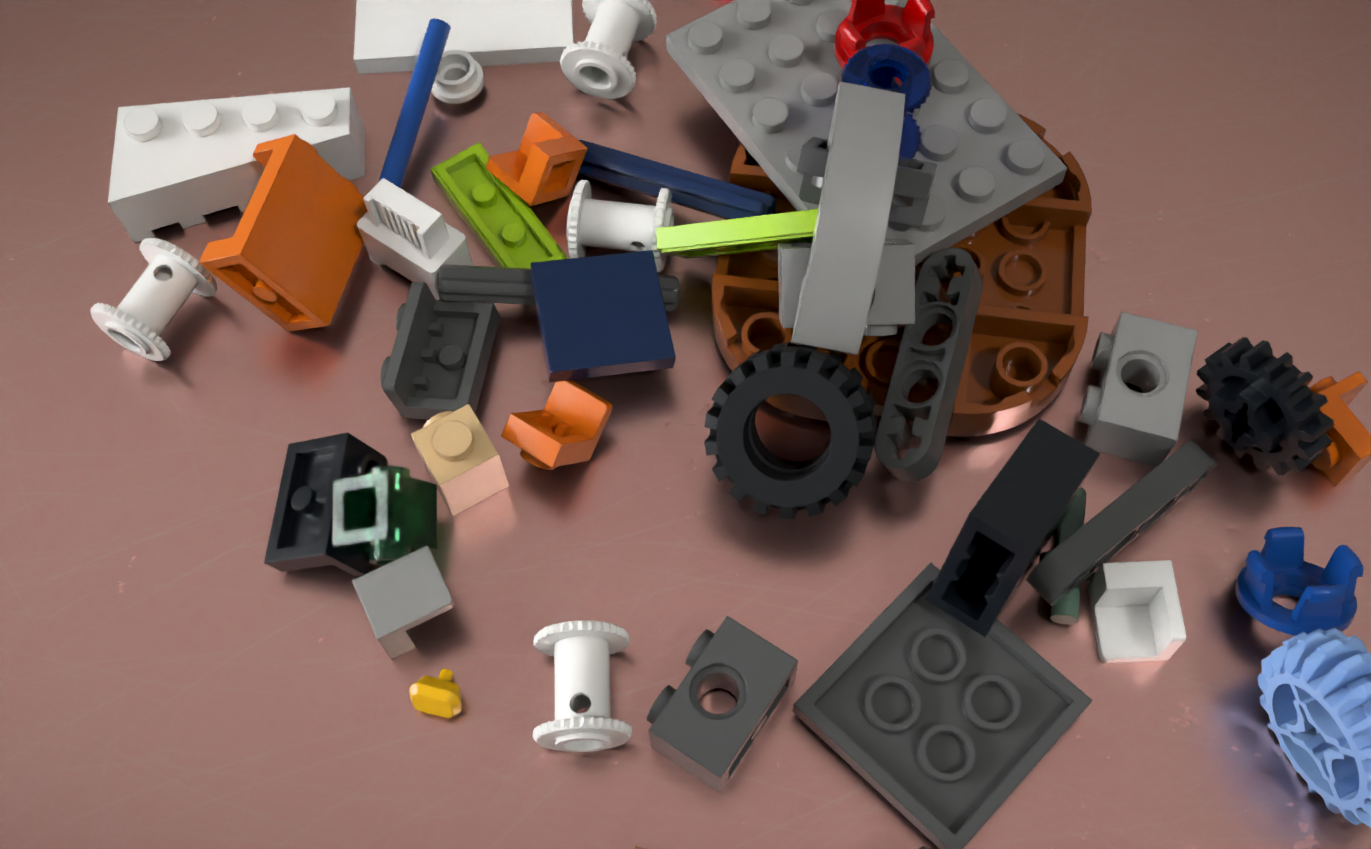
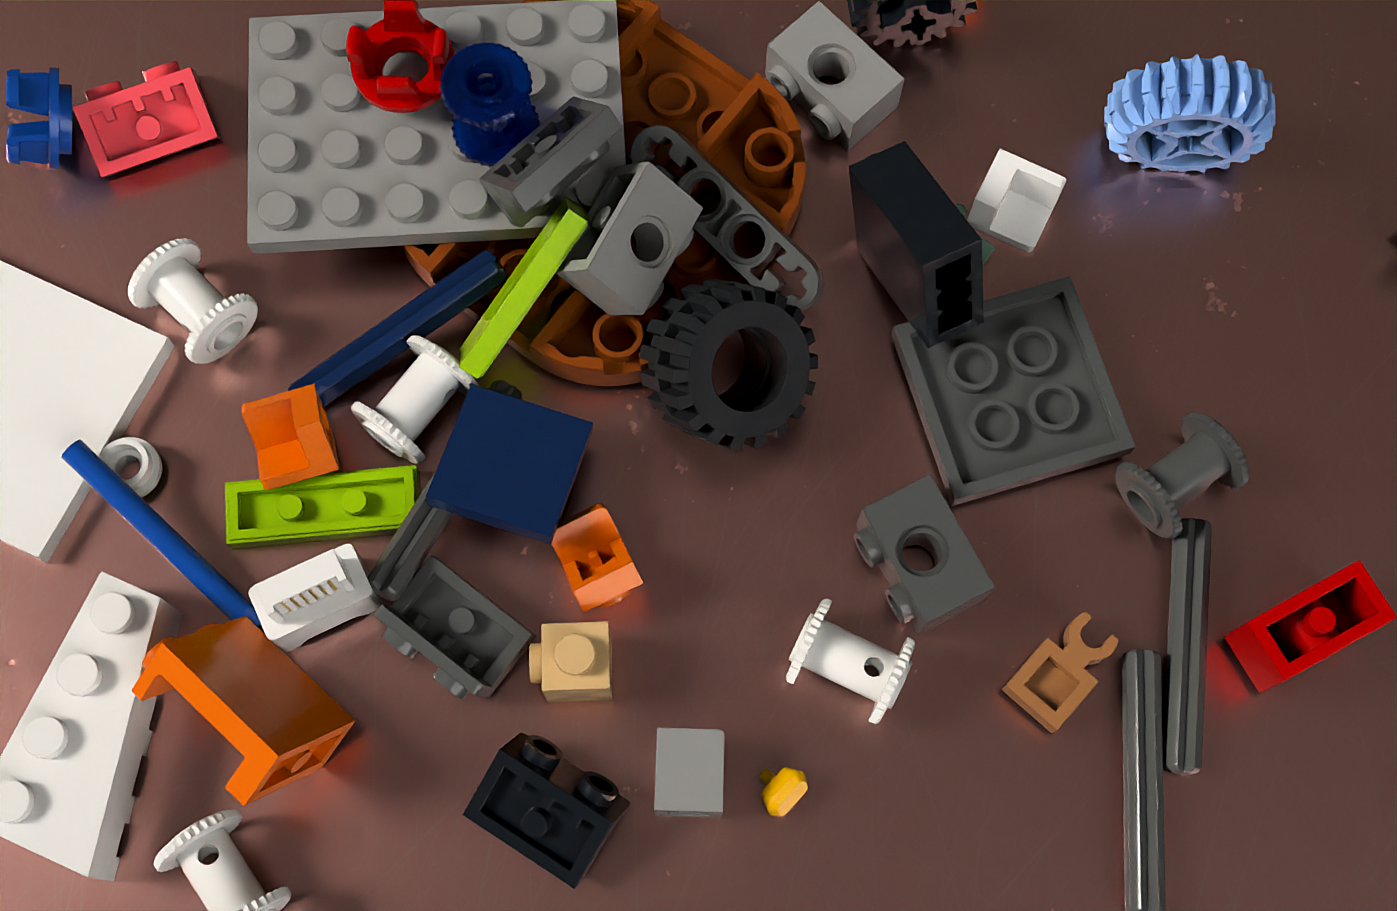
camera: 65 degrees left, 10 degrees up
(384, 514) = (604, 752): clear green brick -> none
(850, 219) = (601, 188): light grey slope -> none
(1120, 522) = (942, 146): dark grey beam -> none
(1280, 569) = (1071, 55): blue piece -> none

